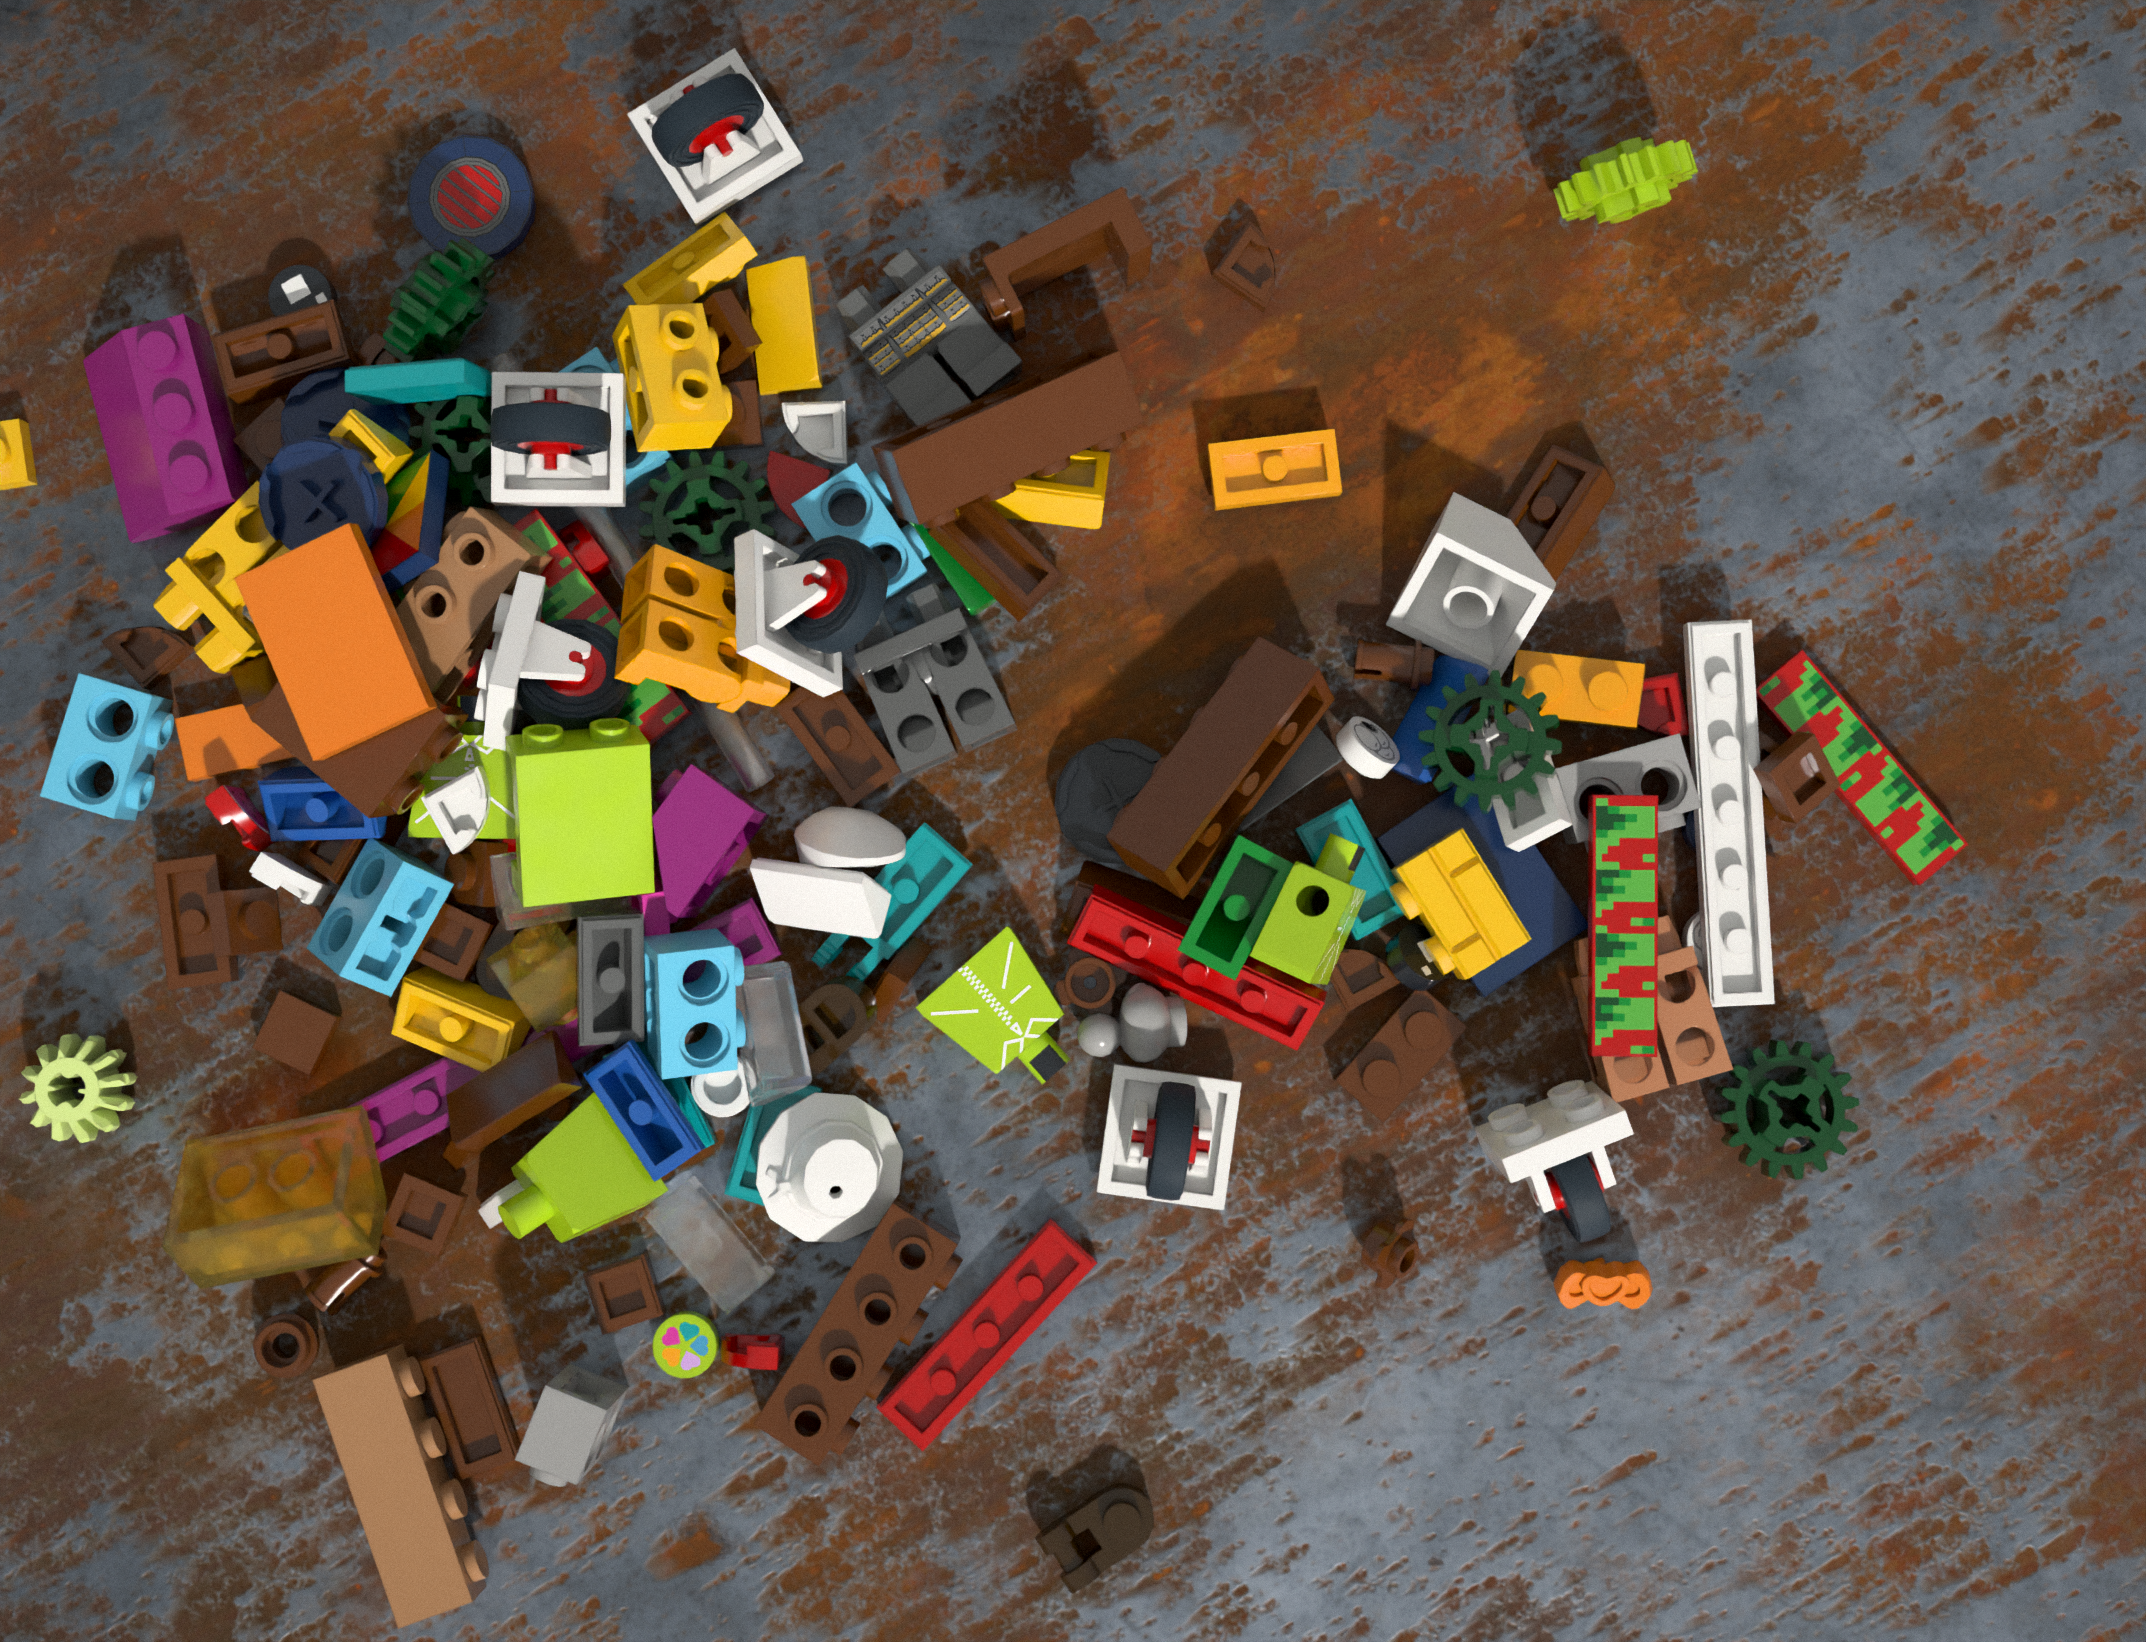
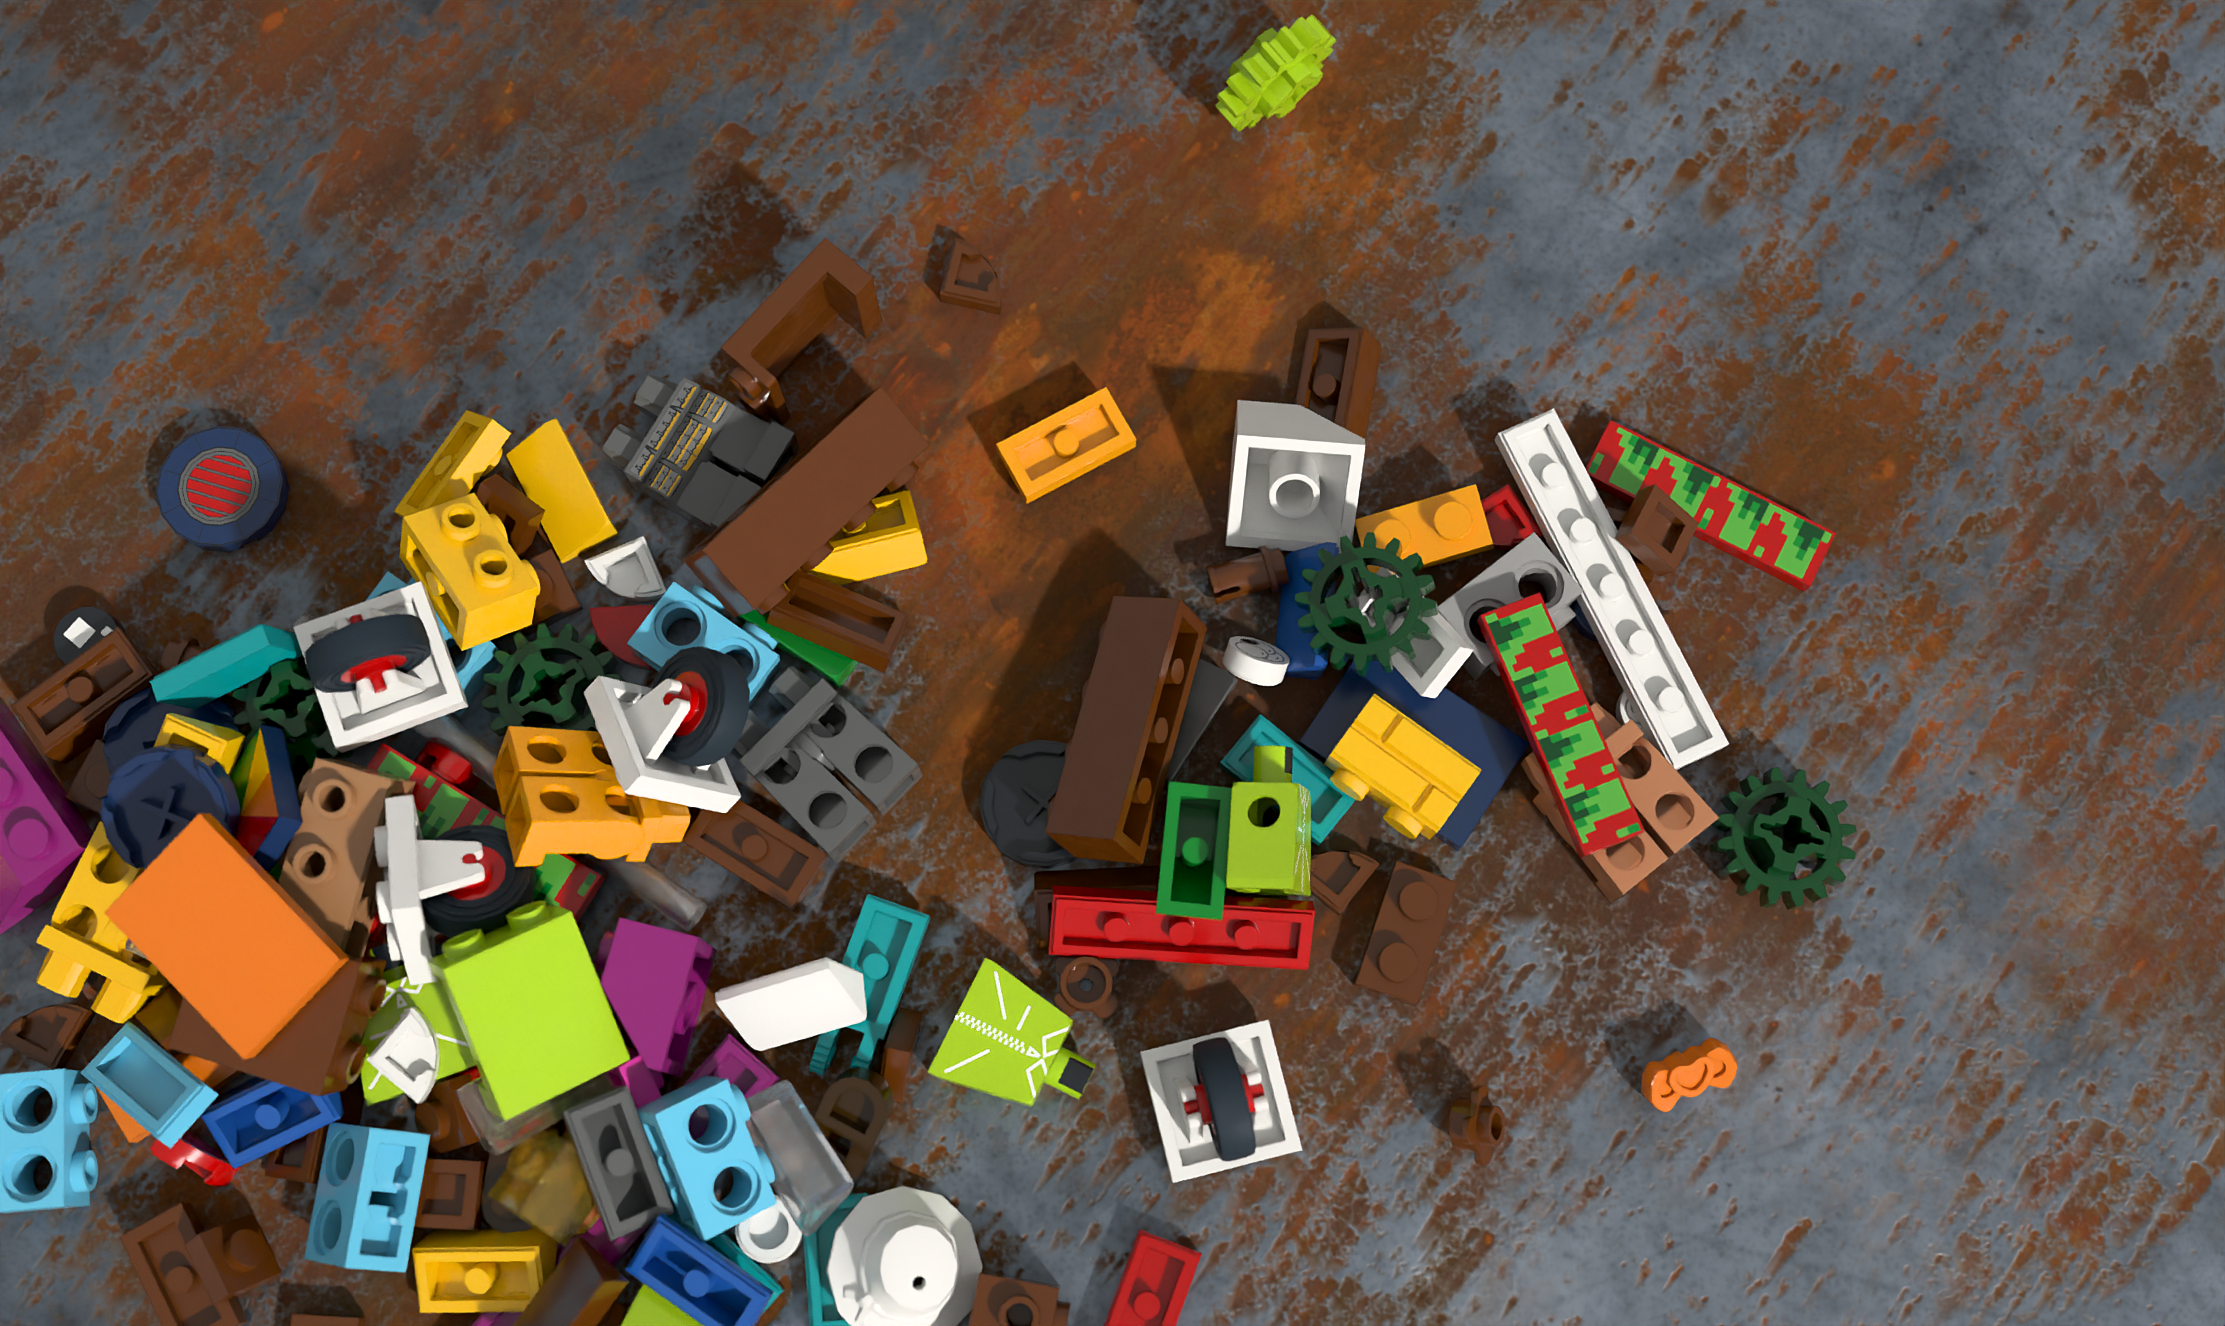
camera: 30 degrees left, 10 degrees down
(222, 738) = (149, 1084): none -> medium azure tile
(279, 871) = (265, 1197): white tile -> none
(439, 303) = (221, 585): dark green gear -> none
(715, 137) = (433, 347): white plate -> none
(848, 839) = (800, 936): white hat -> none
(1144, 1028) = (1154, 1003): light grey animal -> none
(1410, 960) = (1379, 840): black tile -> none
(1560, 1152) = (1596, 962): white plate -> none

